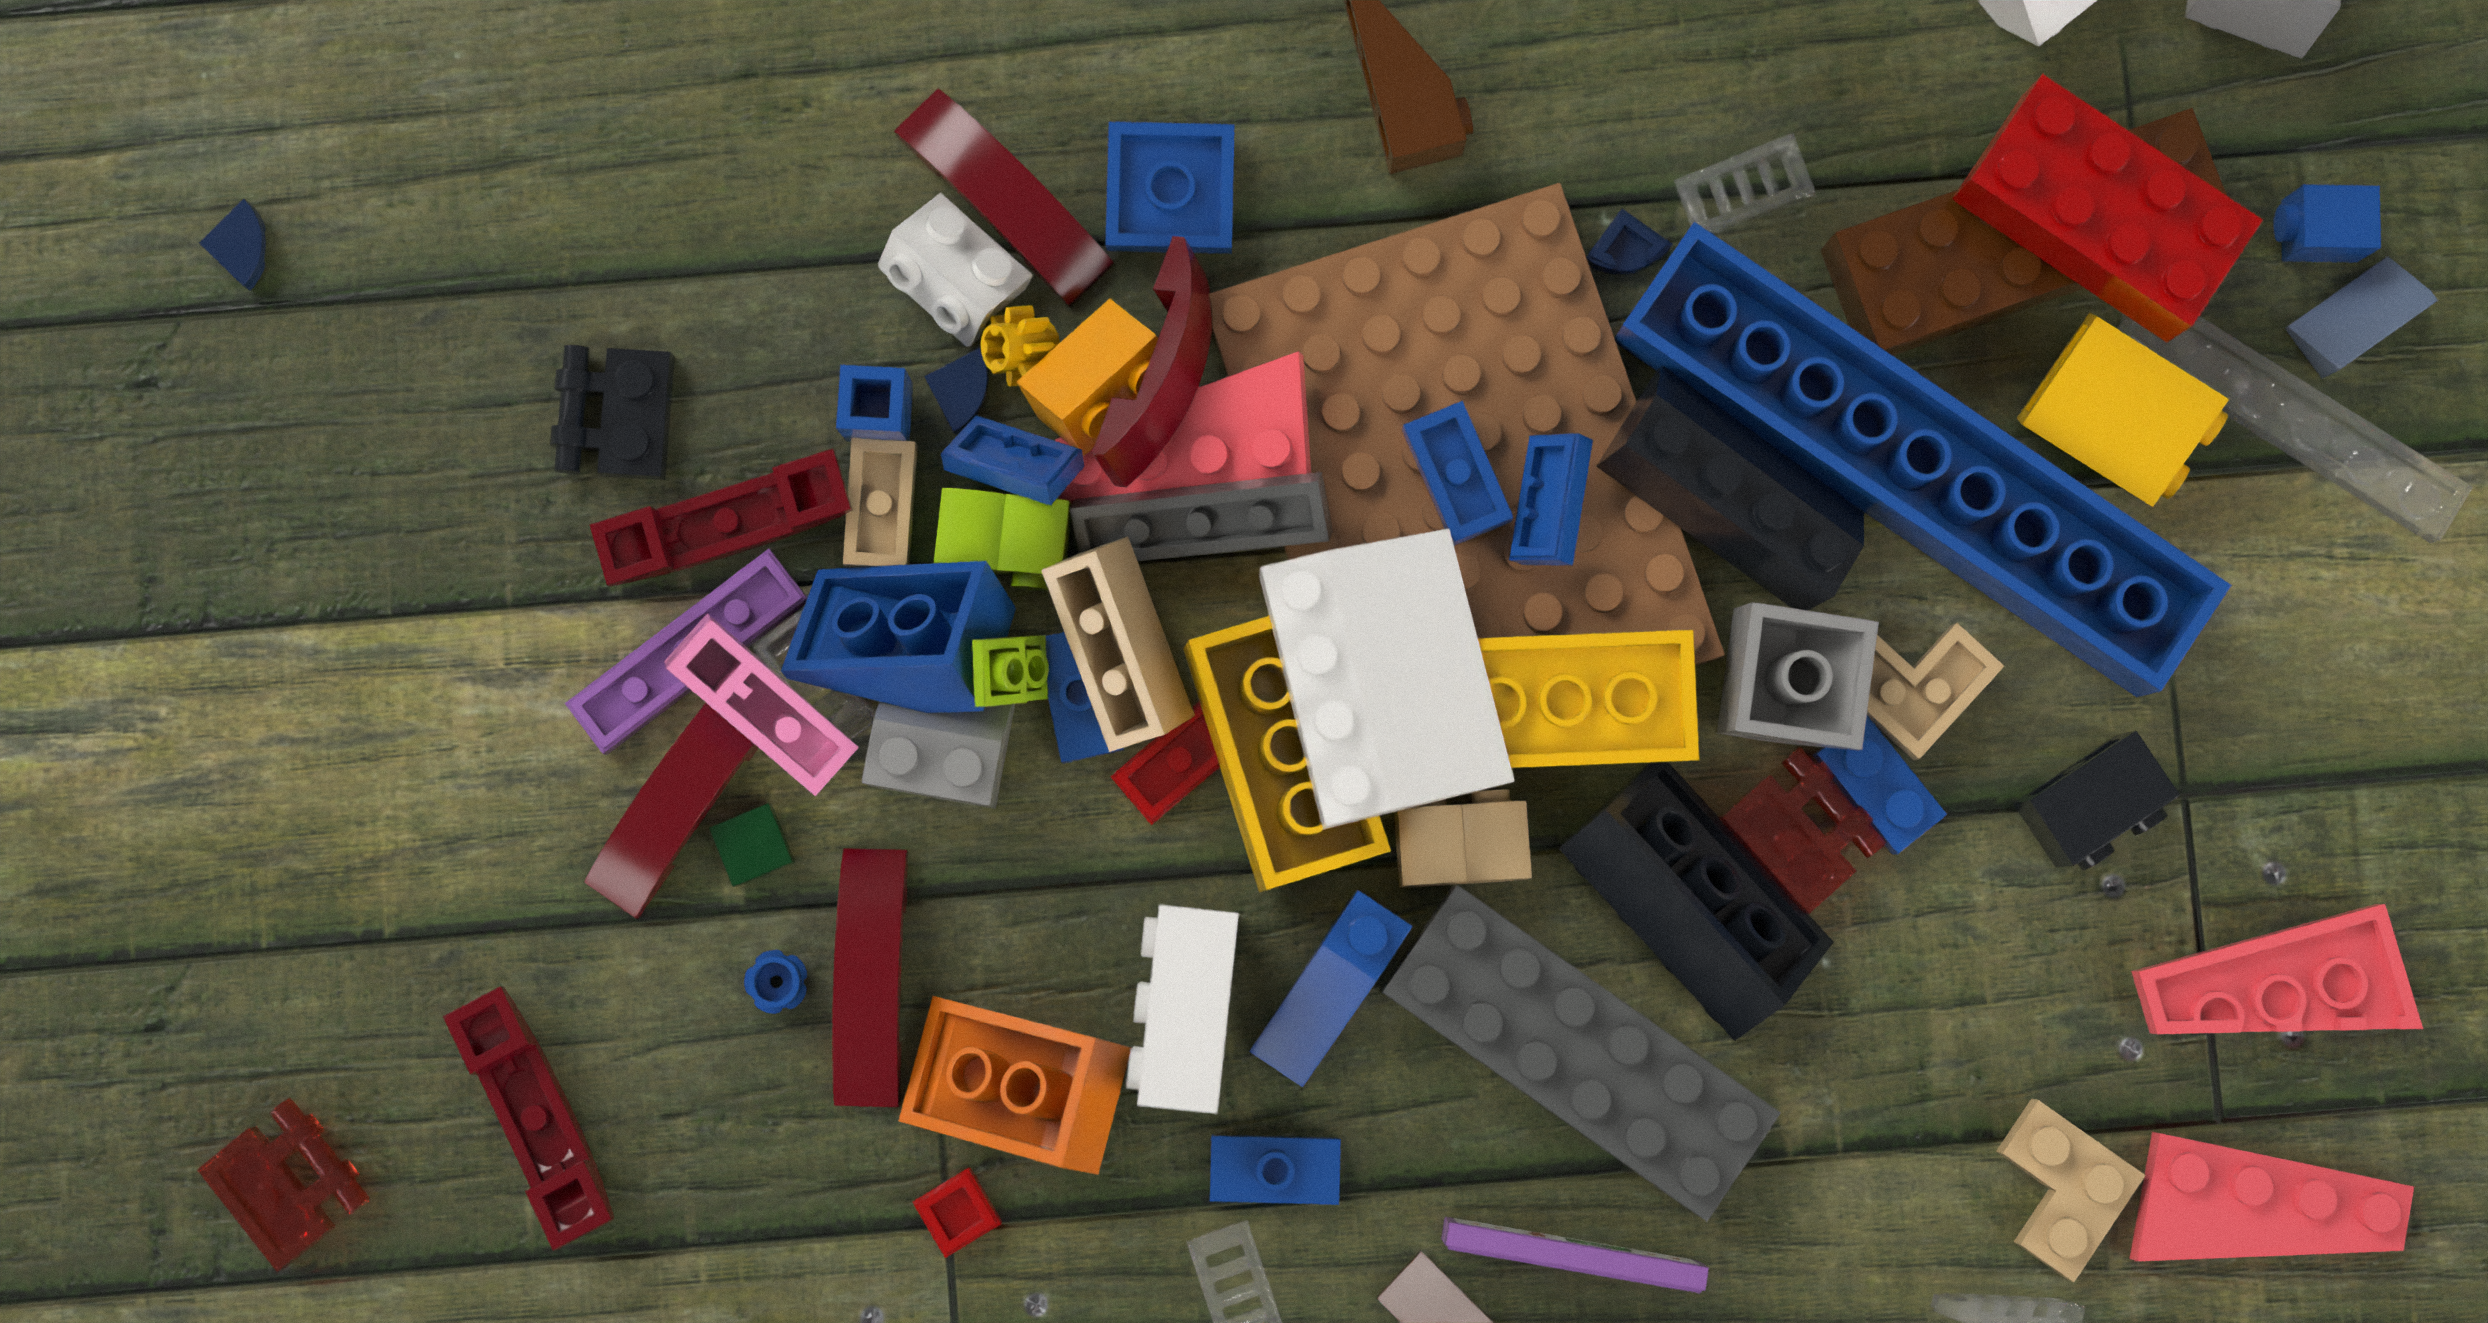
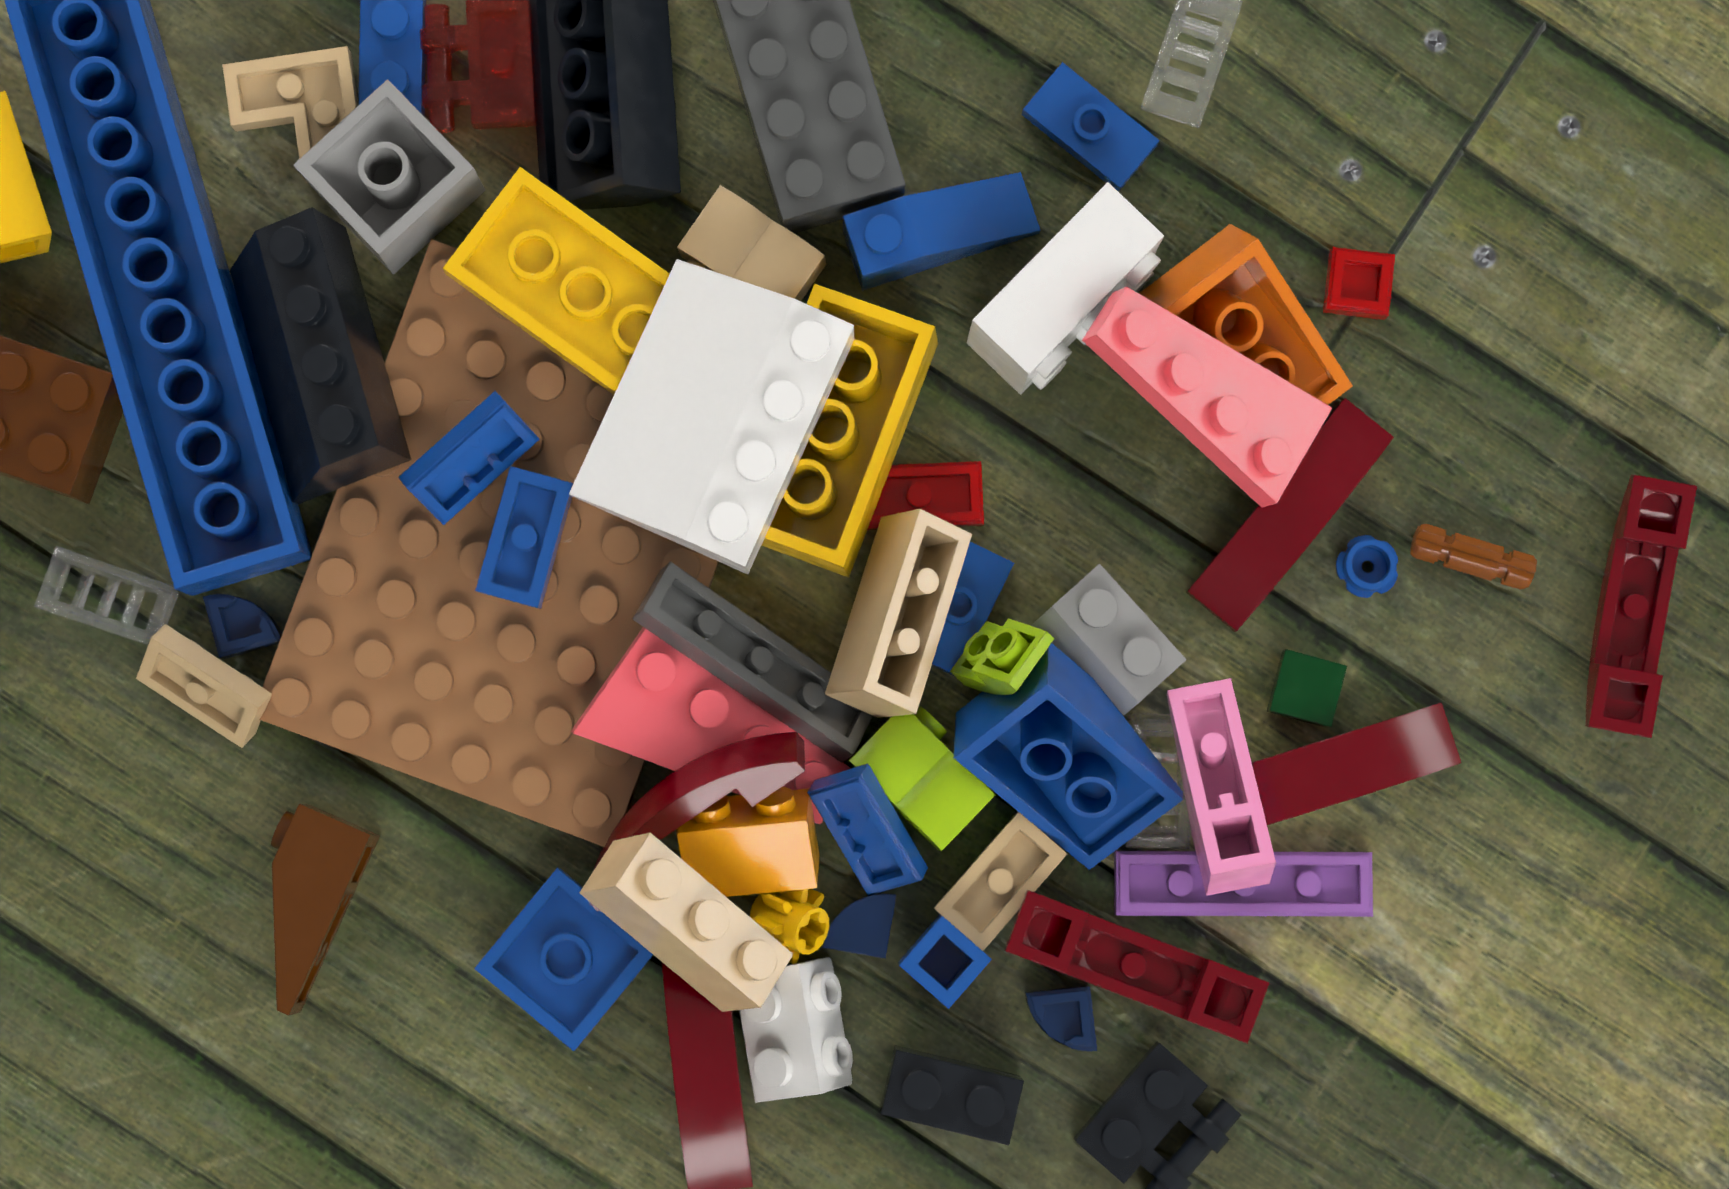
camera: 145 degrees left, 0 degrees up
(696, 1056) = (1473, 556): none -> dark orange axle
(751, 442) = (1065, 1015): none -> dark blue tile
(791, 310) = (951, 1095): none -> black brick
(996, 1011) = (1216, 397): none -> coral wing
(1093, 271) = (686, 923): none -> tan brick
(1615, 177) = (203, 685): none -> tan plate

